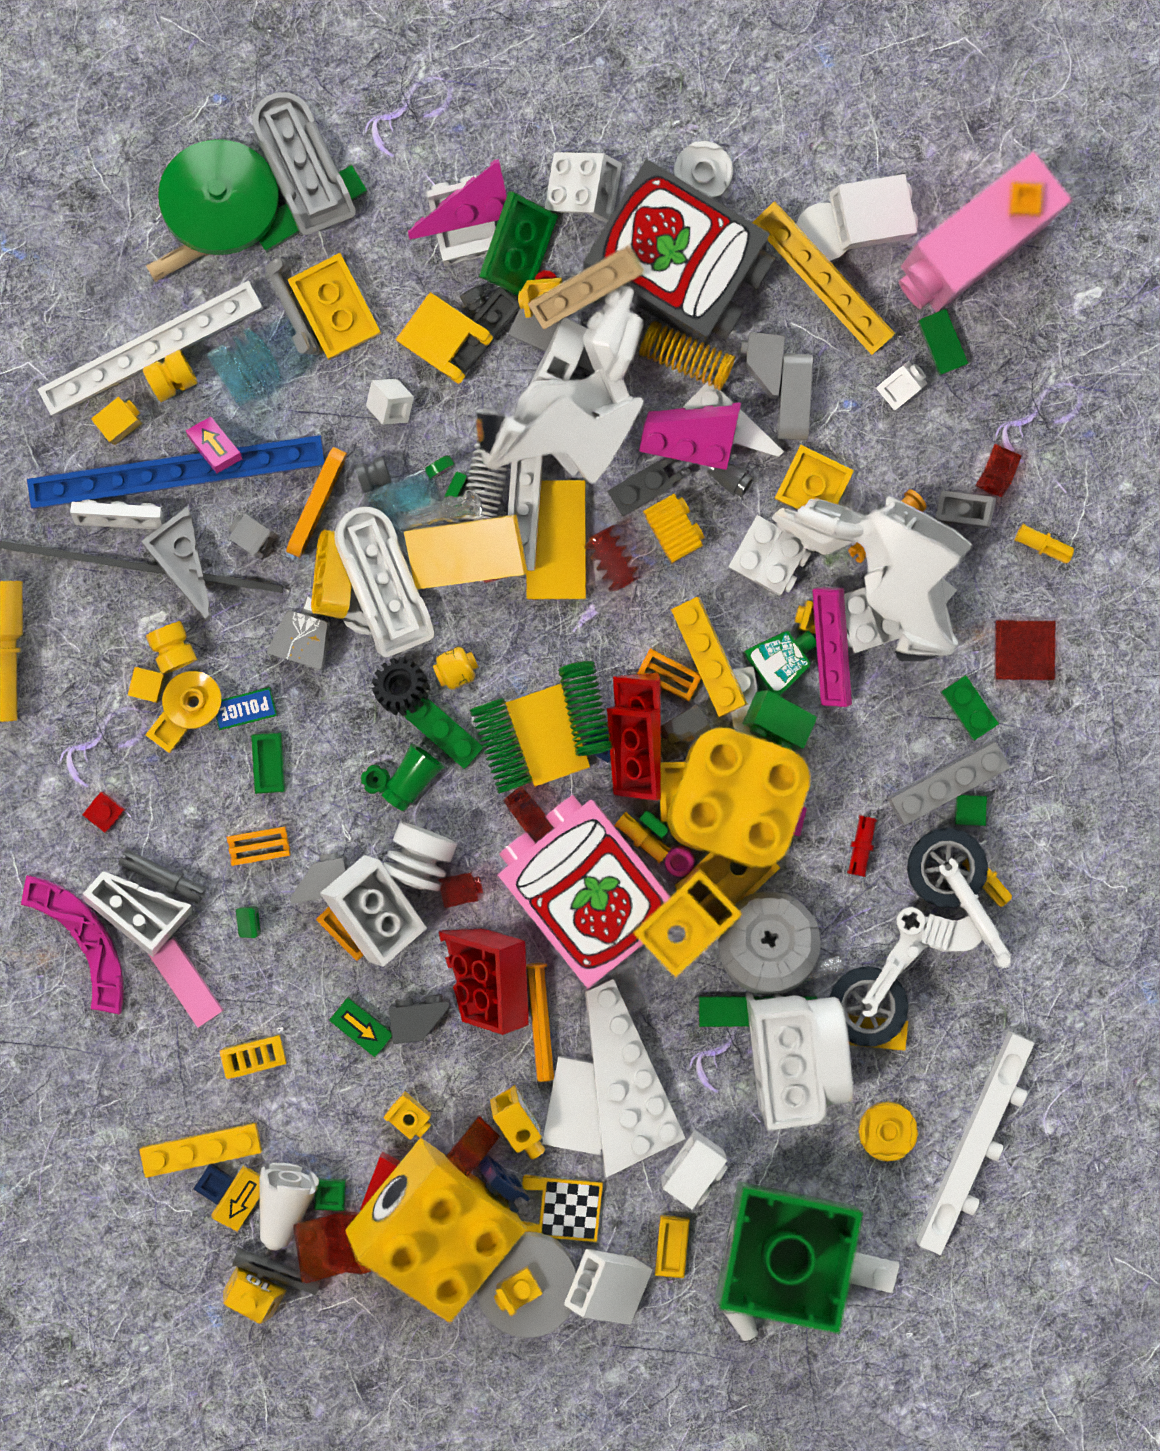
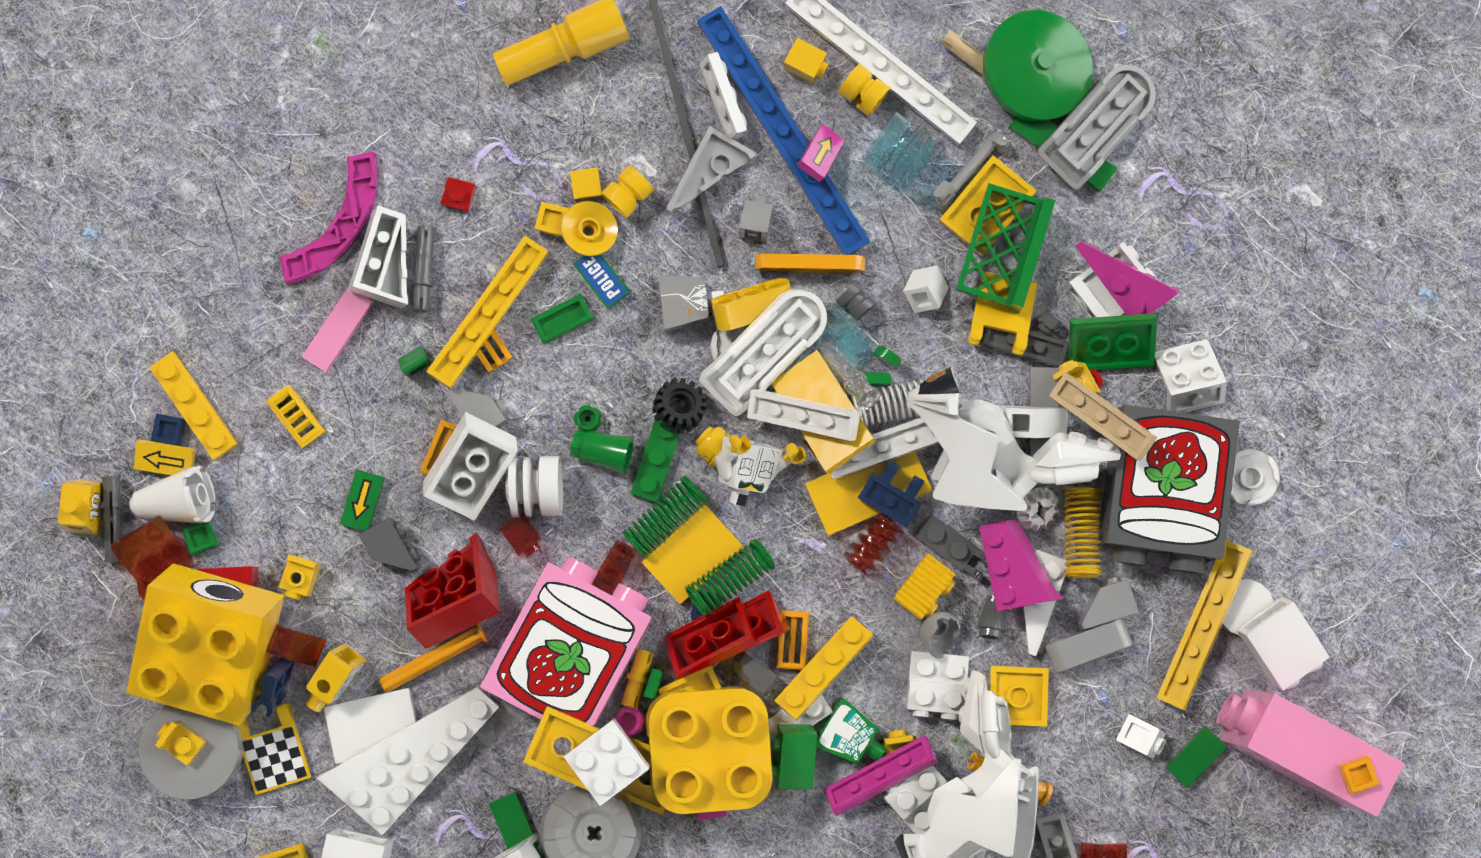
camera: 60 degrees right, 5 degrees down
(231, 831) = (487, 312): none -> yellow plate
(392, 283) = (1029, 253): none -> green fence
(461, 572) = (803, 414): none -> white plate
(488, 641) = (752, 465): none -> white torso
(576, 525) = (890, 500): none -> dark blue plate
(608, 1287) = (217, 823): white brick -> none
(641, 375) = (1047, 500): none -> white gear
(709, 898) = (607, 762): none -> white brick
(723, 533) = (939, 633): none -> light grey hair

